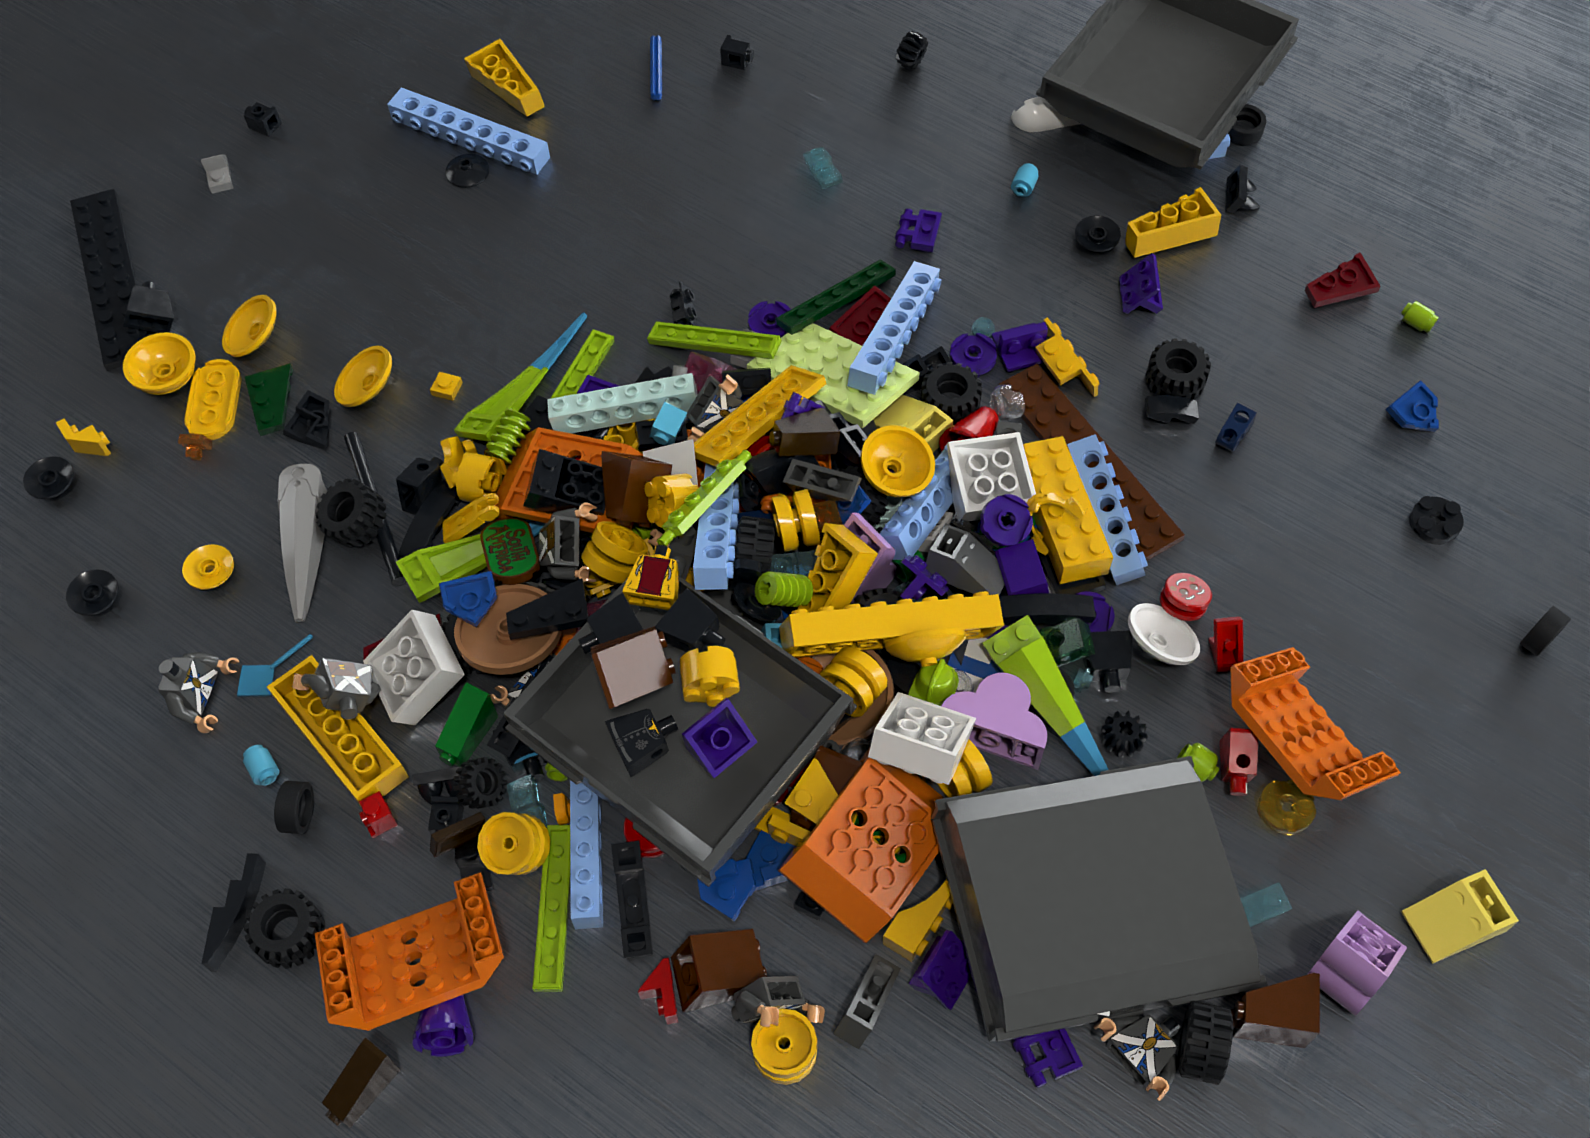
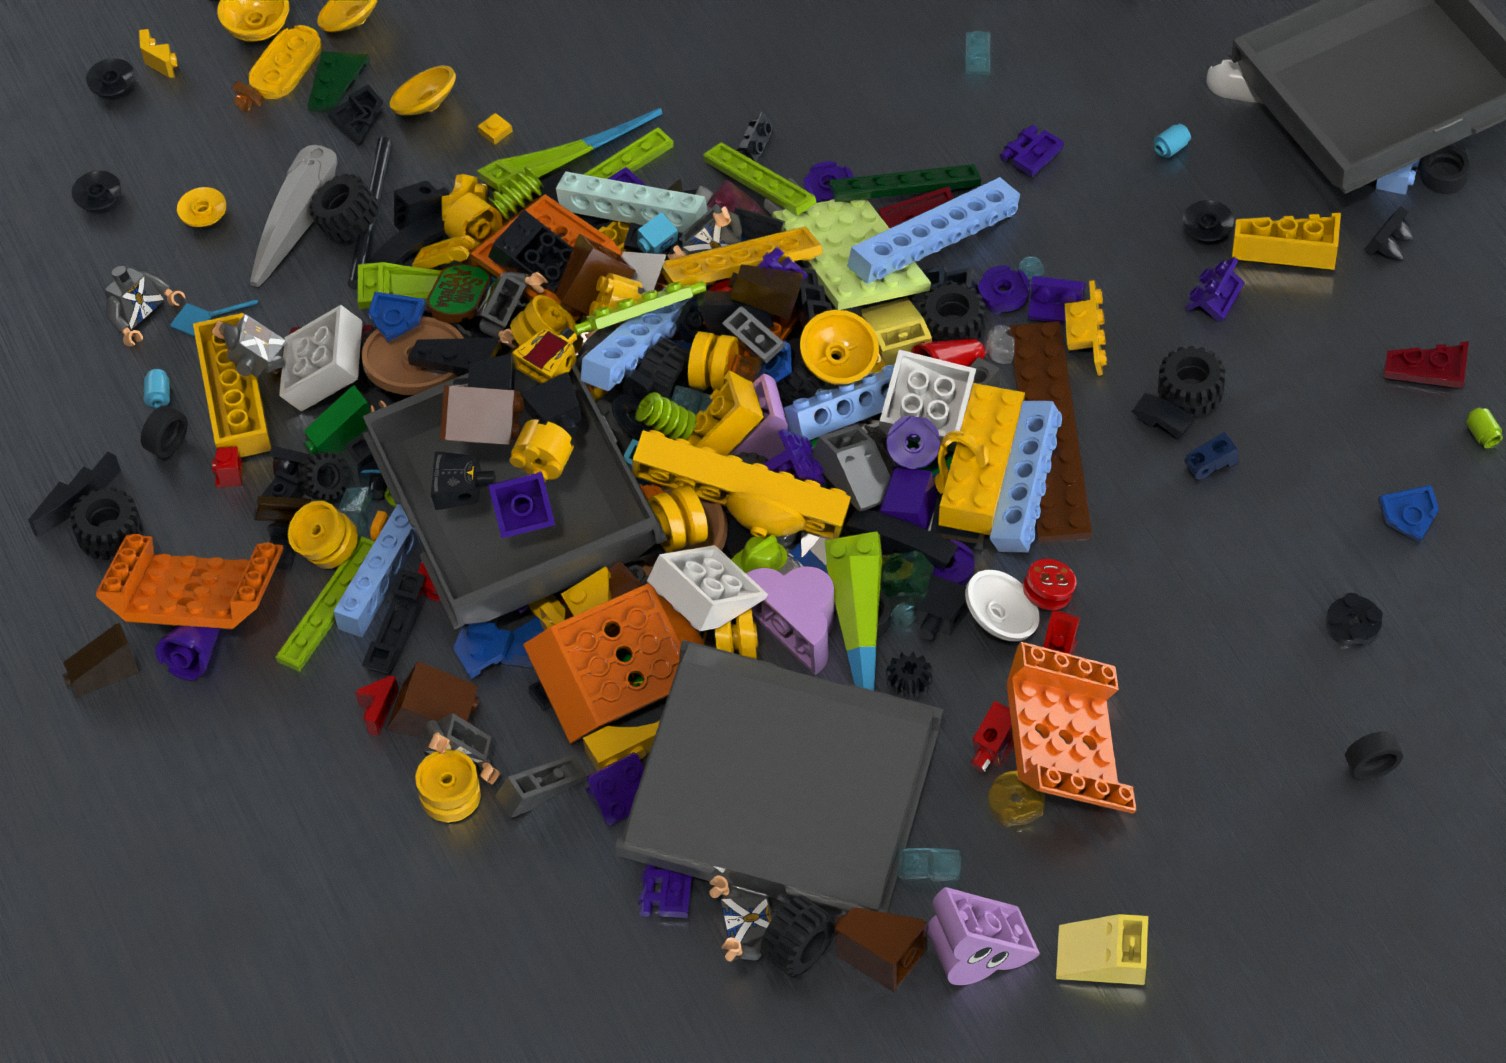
camera: 30 degrees right, 5 degrees down
(1203, 759) = (958, 726): lime head -> none

